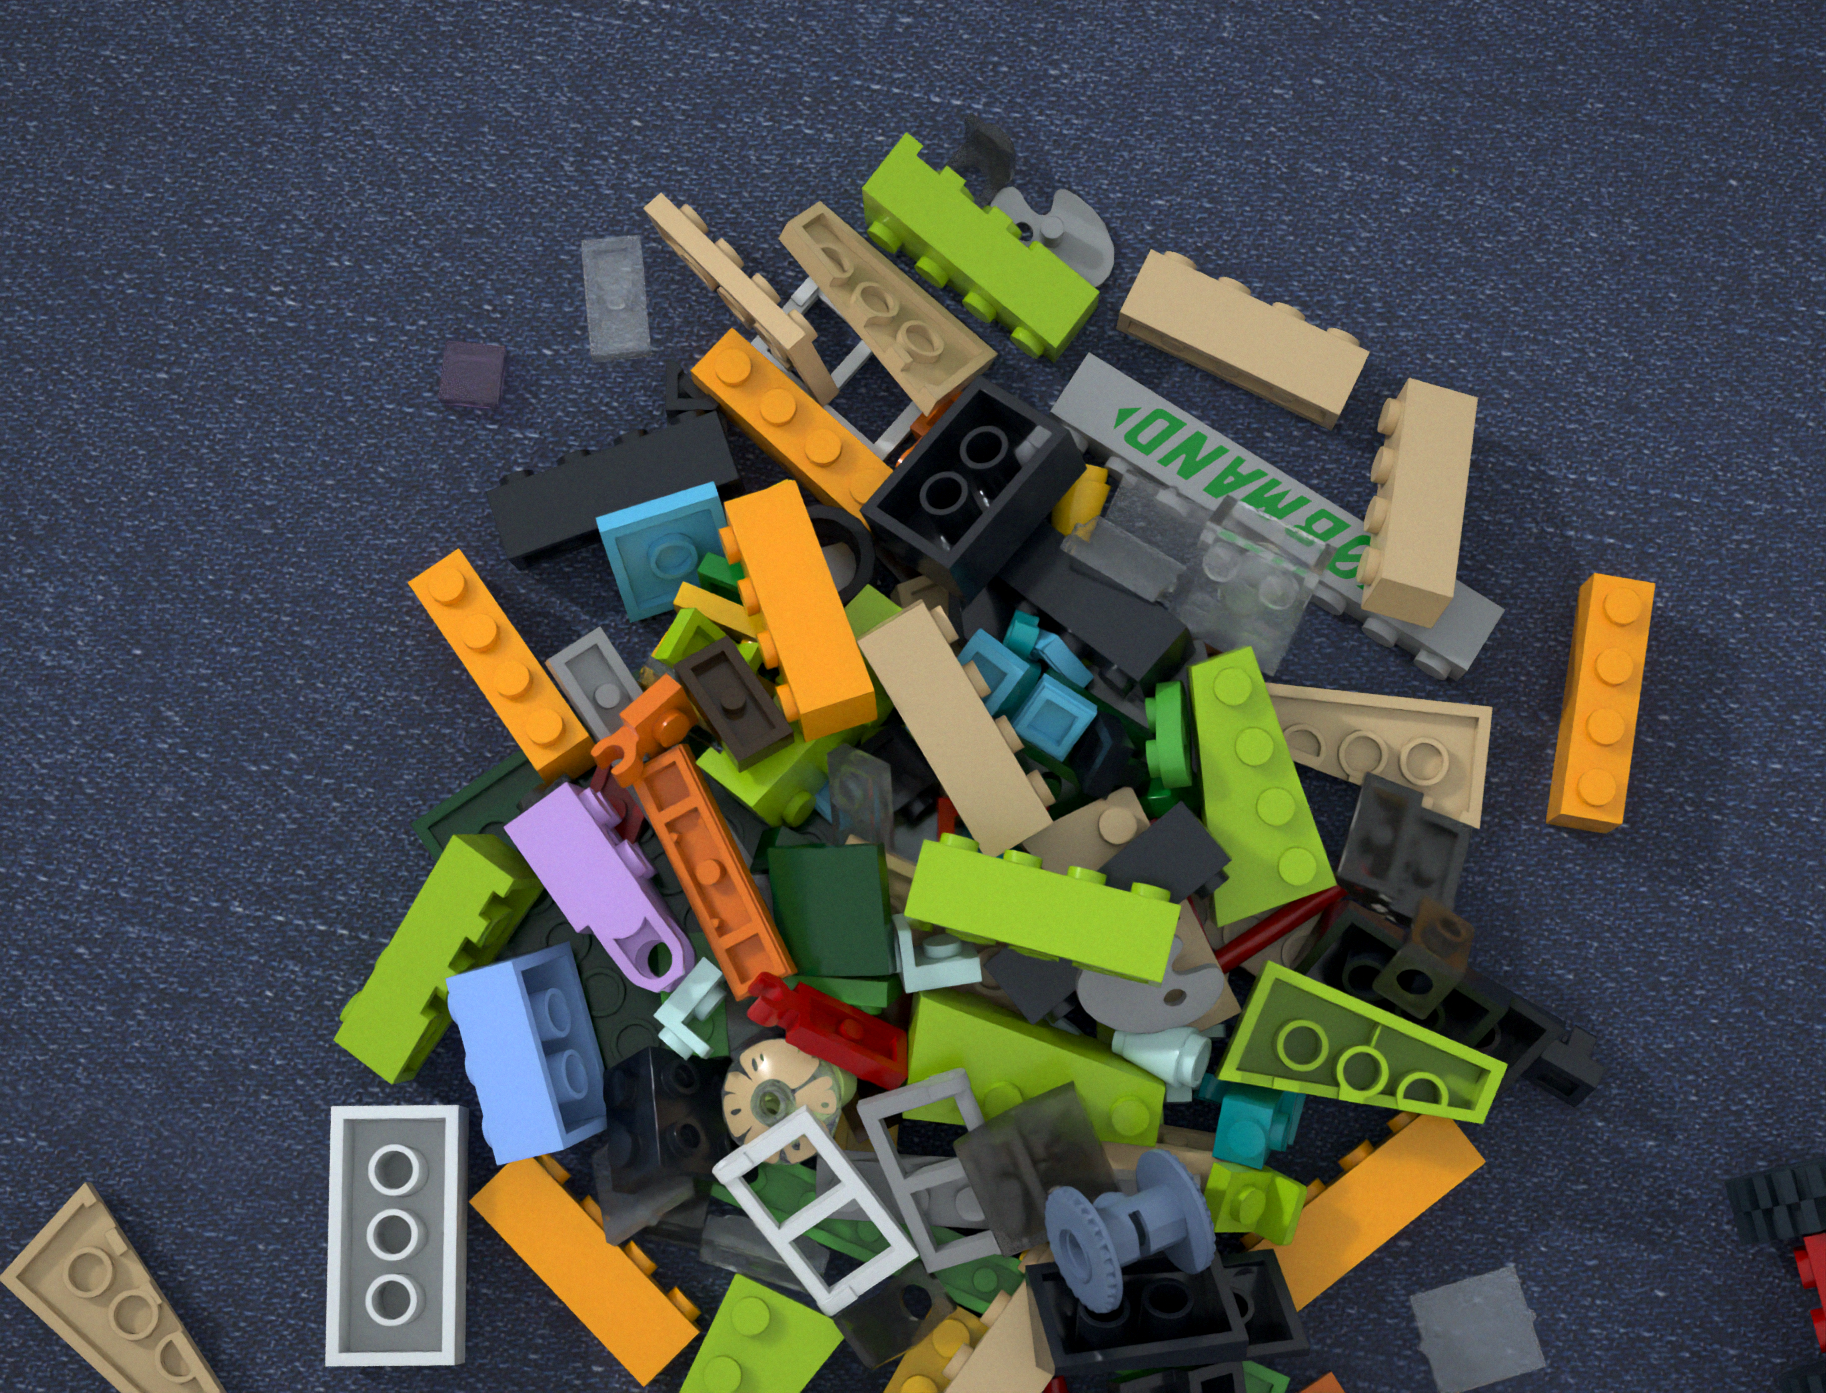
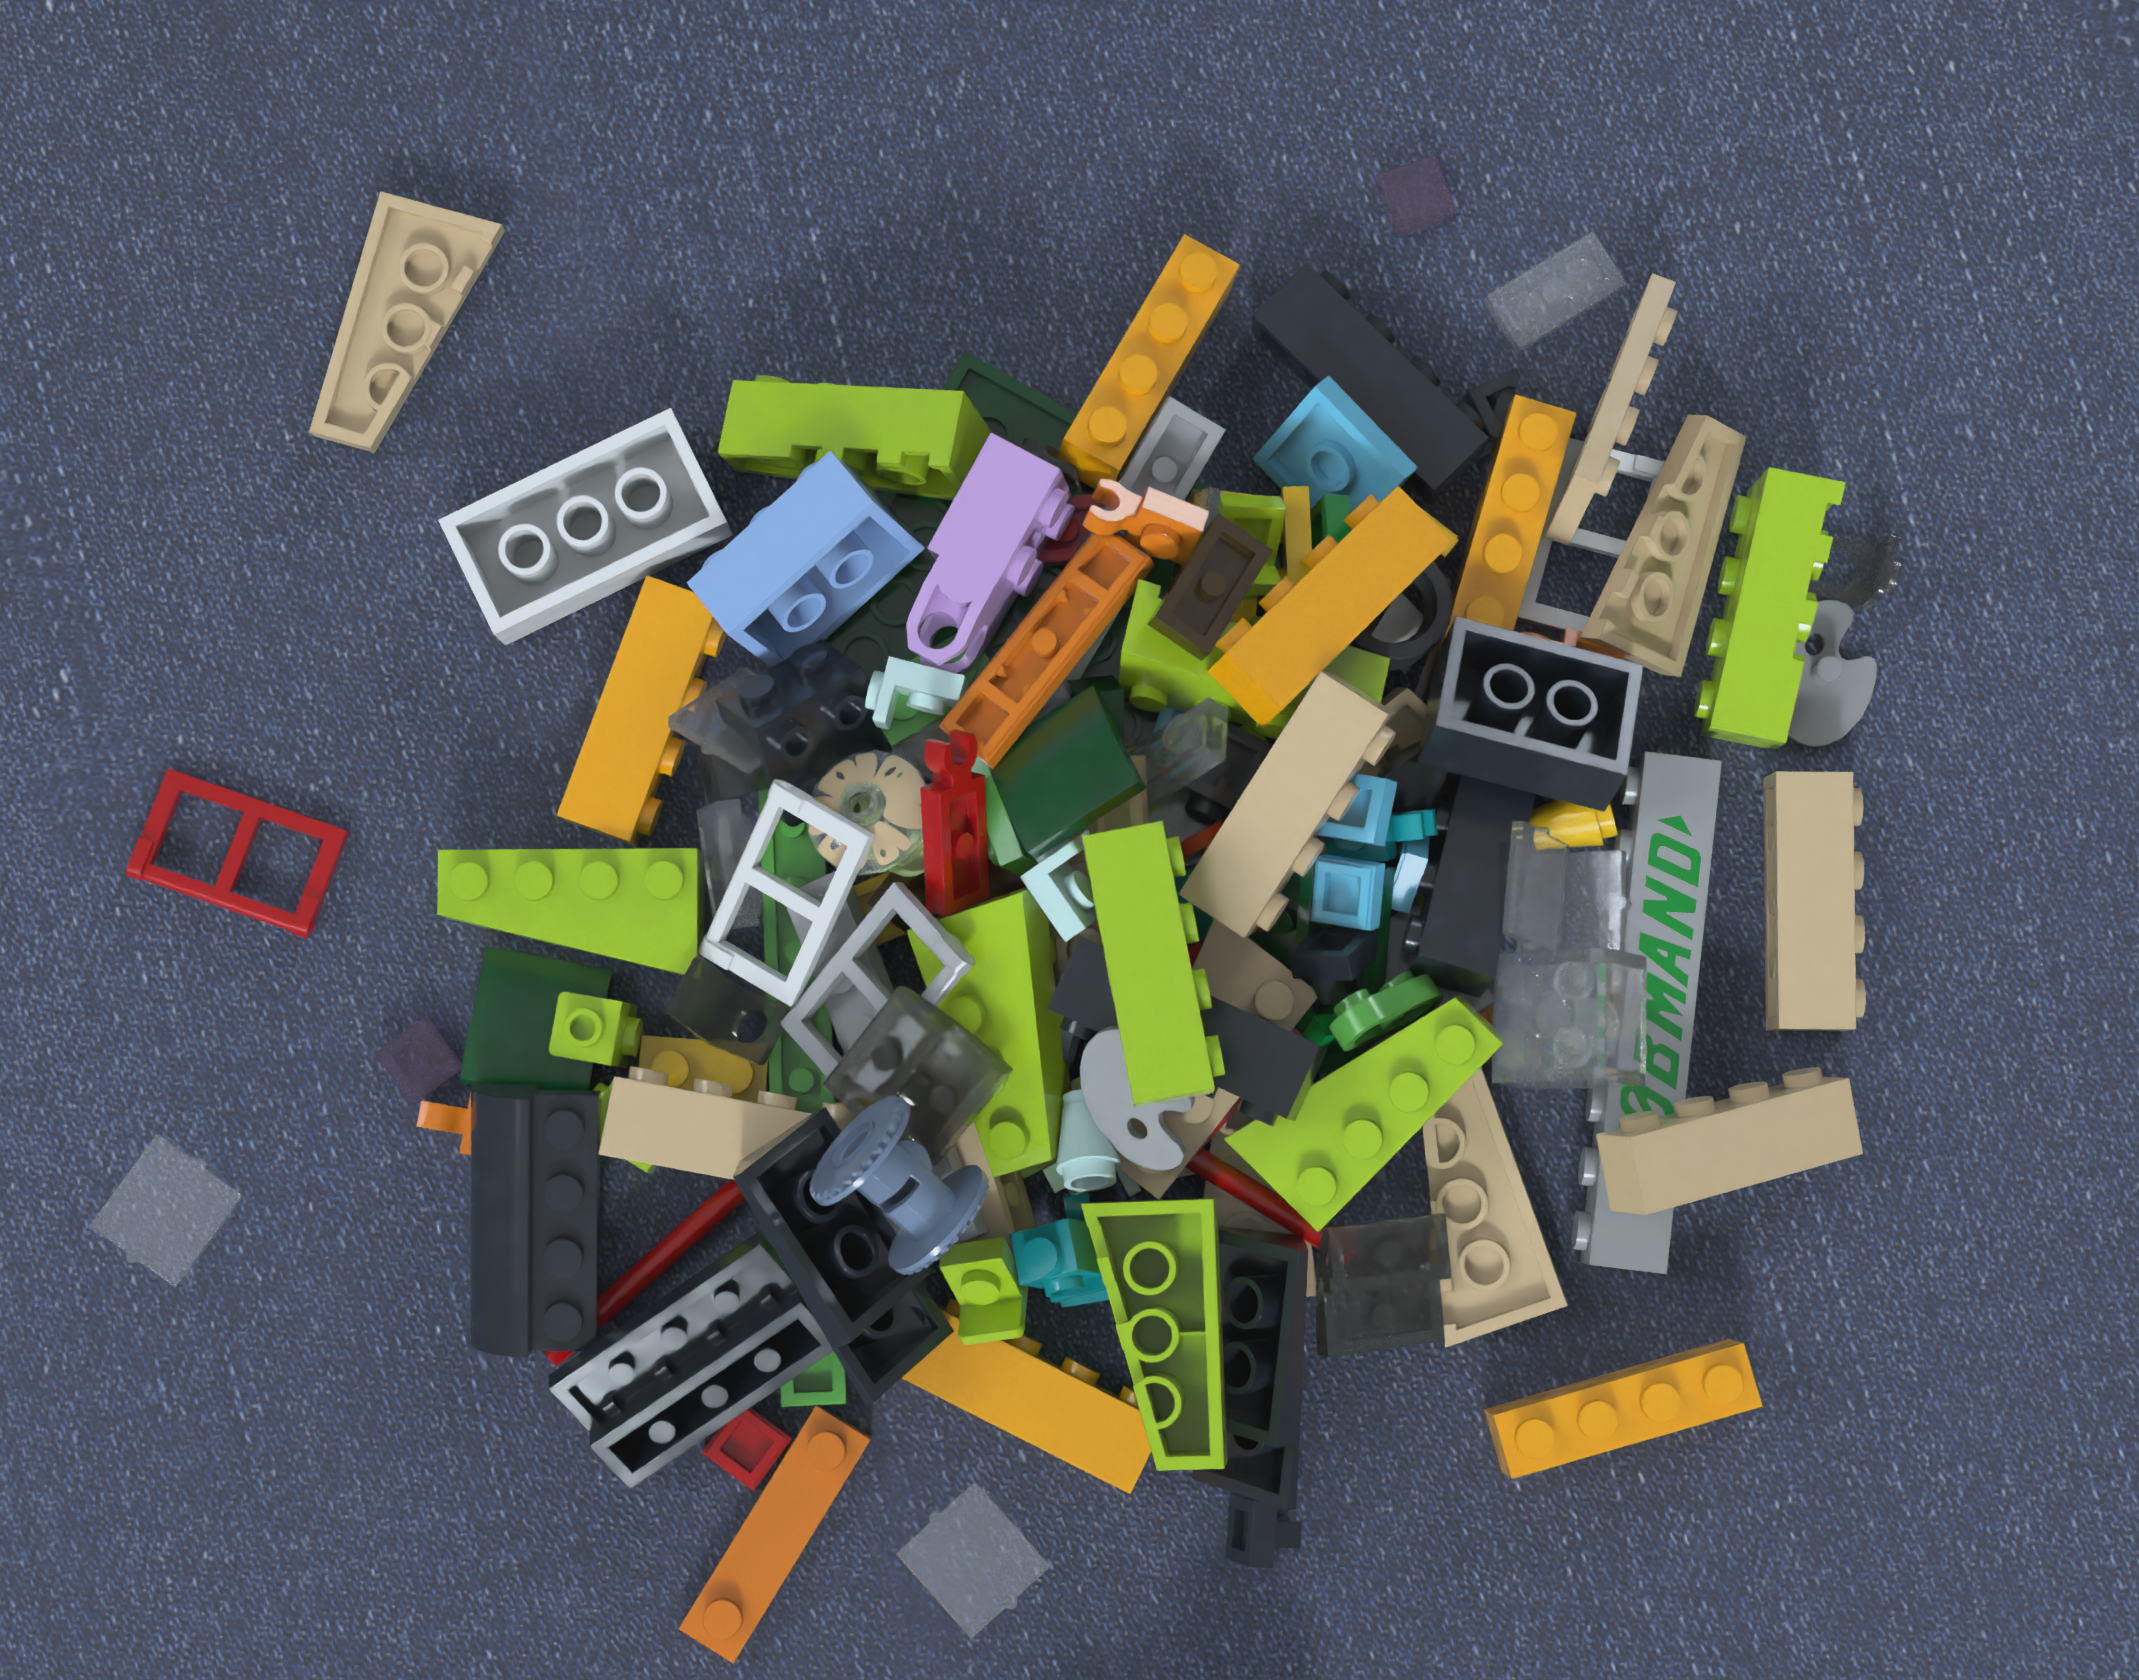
camera: 60 degrees right, 5 degrees up
(1437, 946) = (1304, 1351): clear smoke bracket -> none

